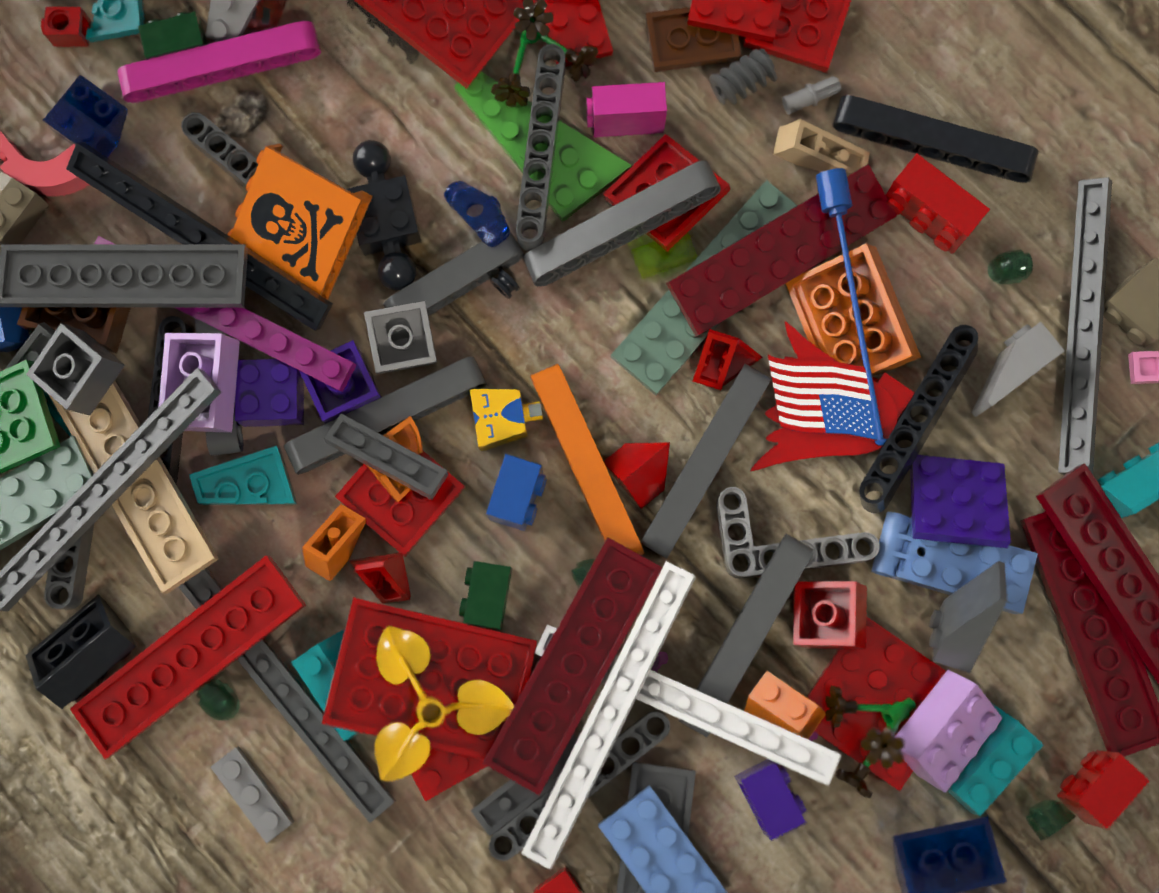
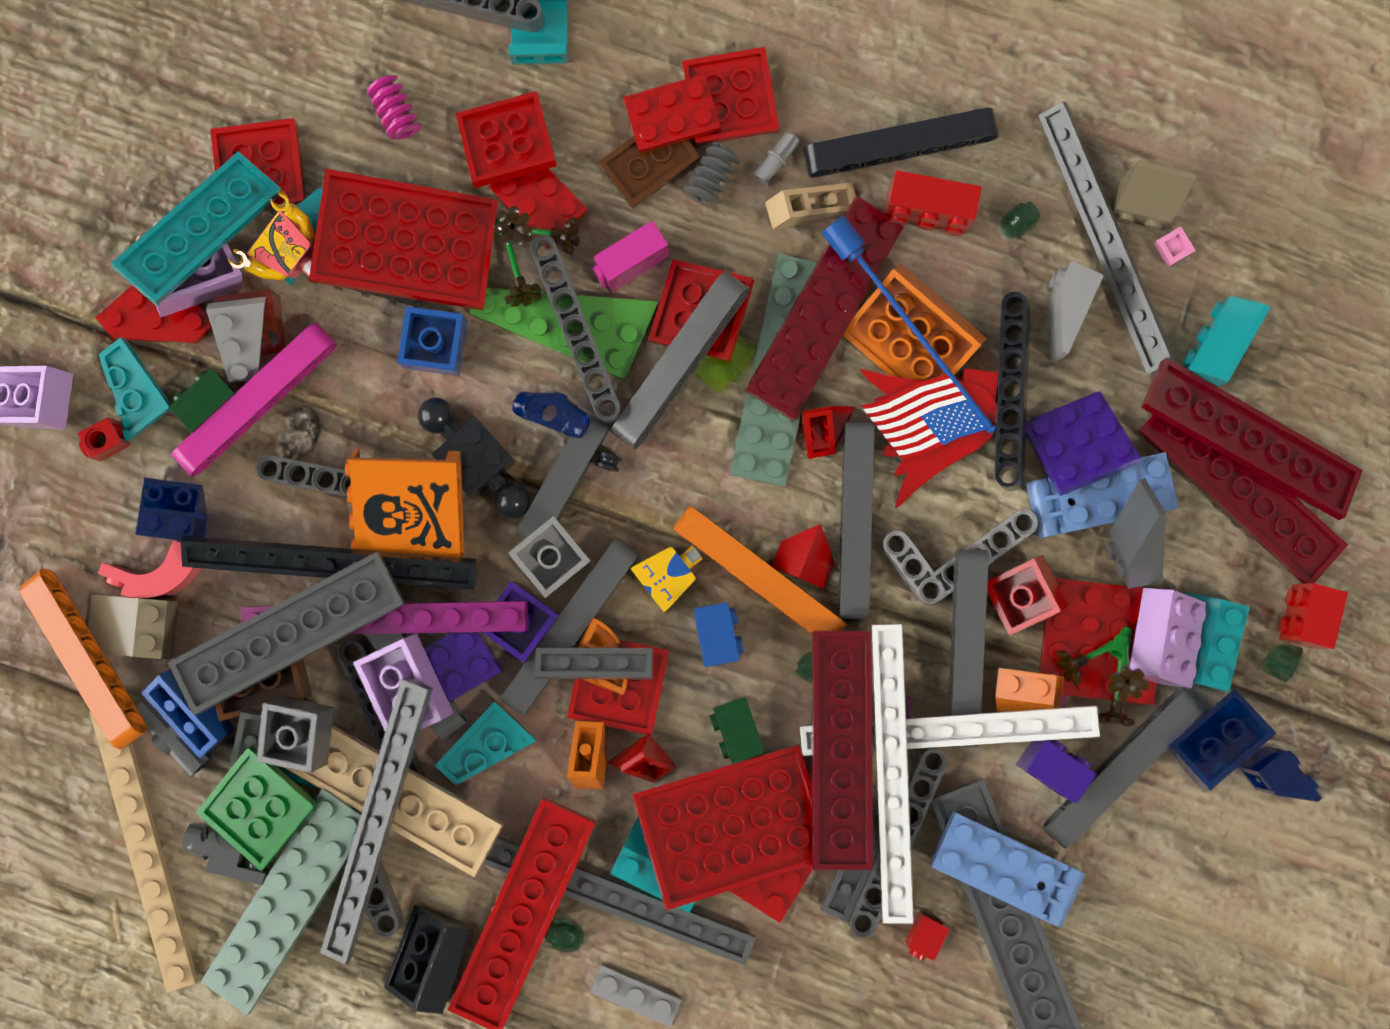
camera: 30 degrees left, 5 degrees up
(404, 750) = (785, 826): yellow plant -> none
(406, 91) = (432, 341): none -> blue brick
(838, 835) = (1125, 766): none -> dark grey beam

